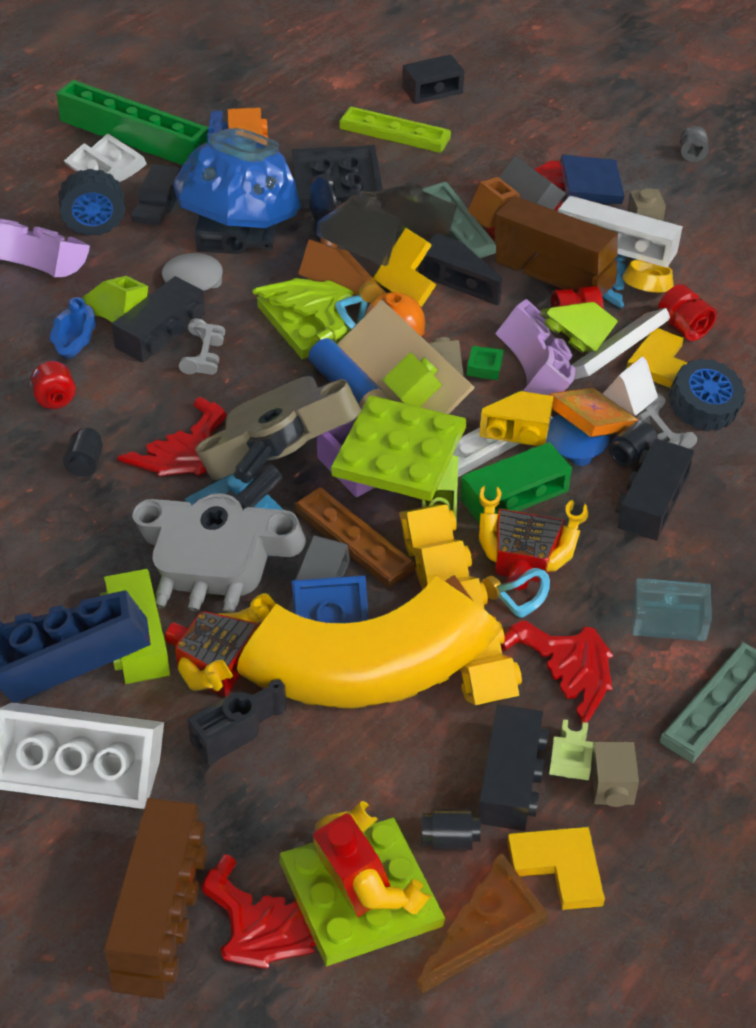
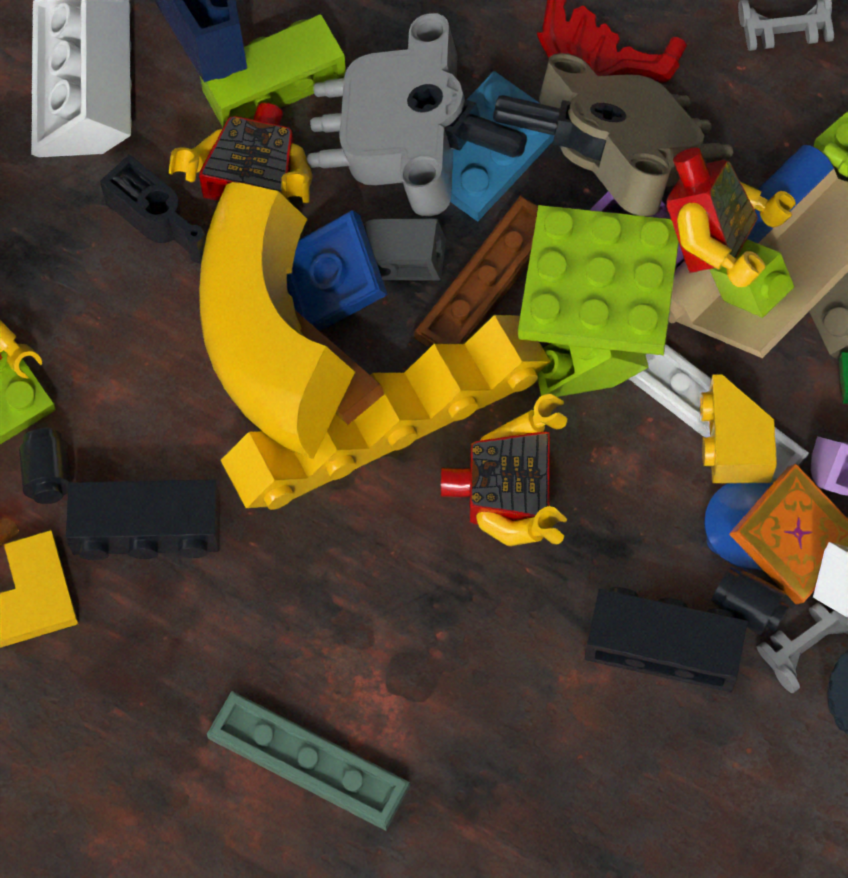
camera: 80 degrees right, 20 degrees up
(376, 377) = (716, 215): none -> torso
(497, 590) = (419, 472): medium azure piece -> none
(522, 479) = (626, 453): green brick -> none
(571, 753) = (176, 586): yellowish green plate -> none
(576, 659) = (335, 579): red animal -> none
(614, 773) = (153, 637): dark tan brick -> none
(671, 609) = (440, 681): clear light blue panel -> none

